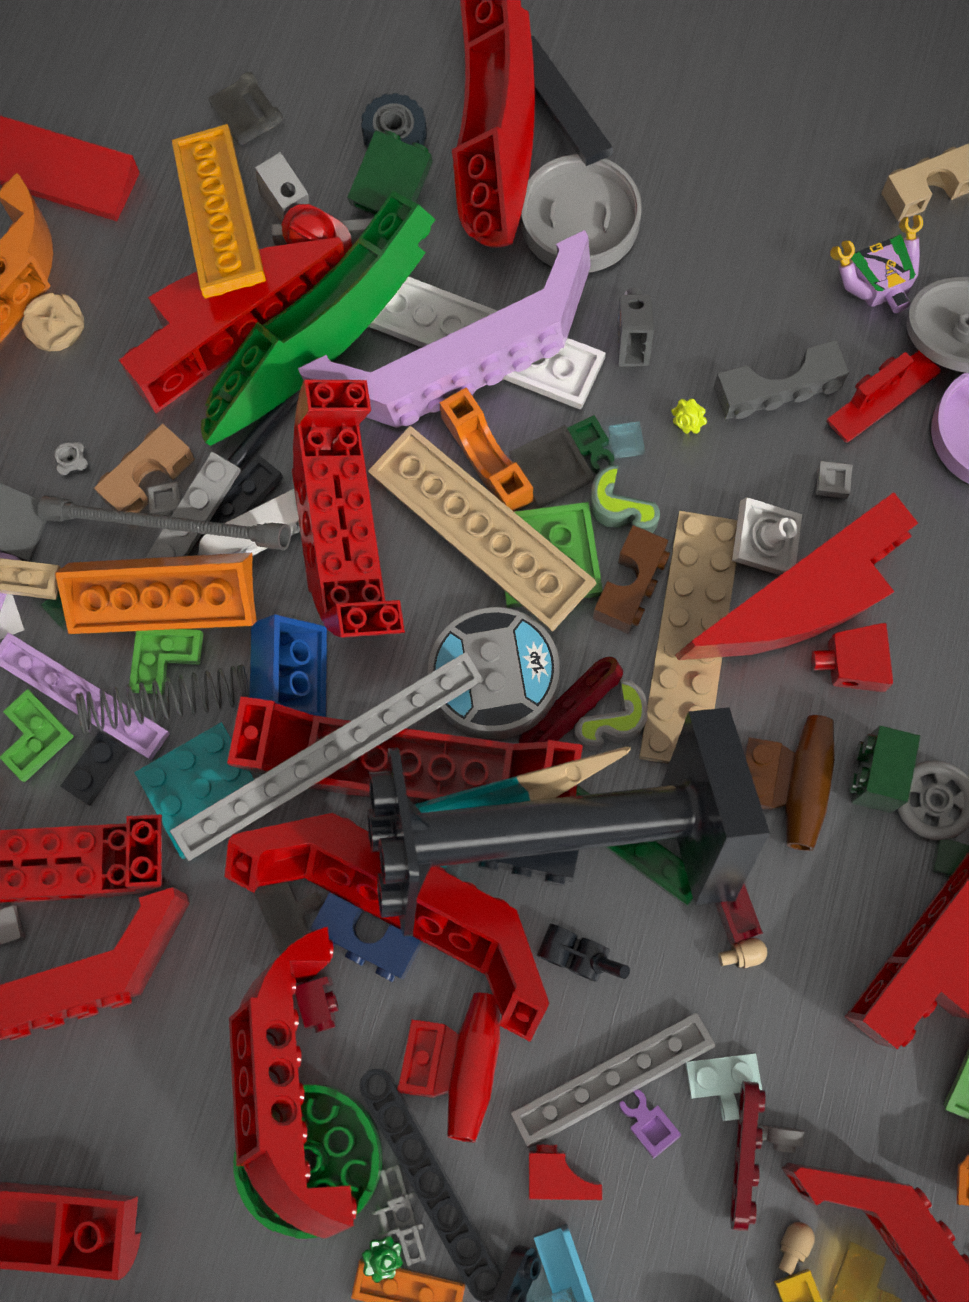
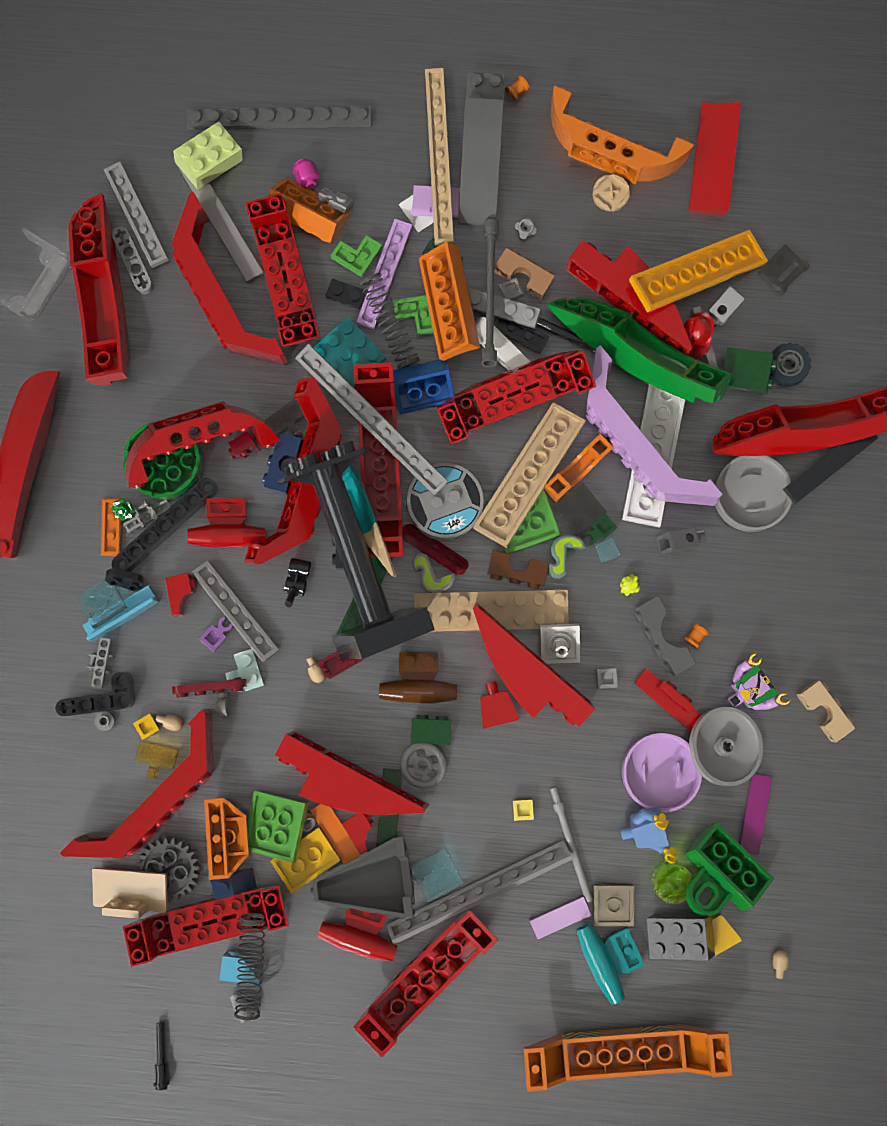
camera: 80 degrees right, 10 degrees up
(788, 336) = (696, 636): none -> orange bush

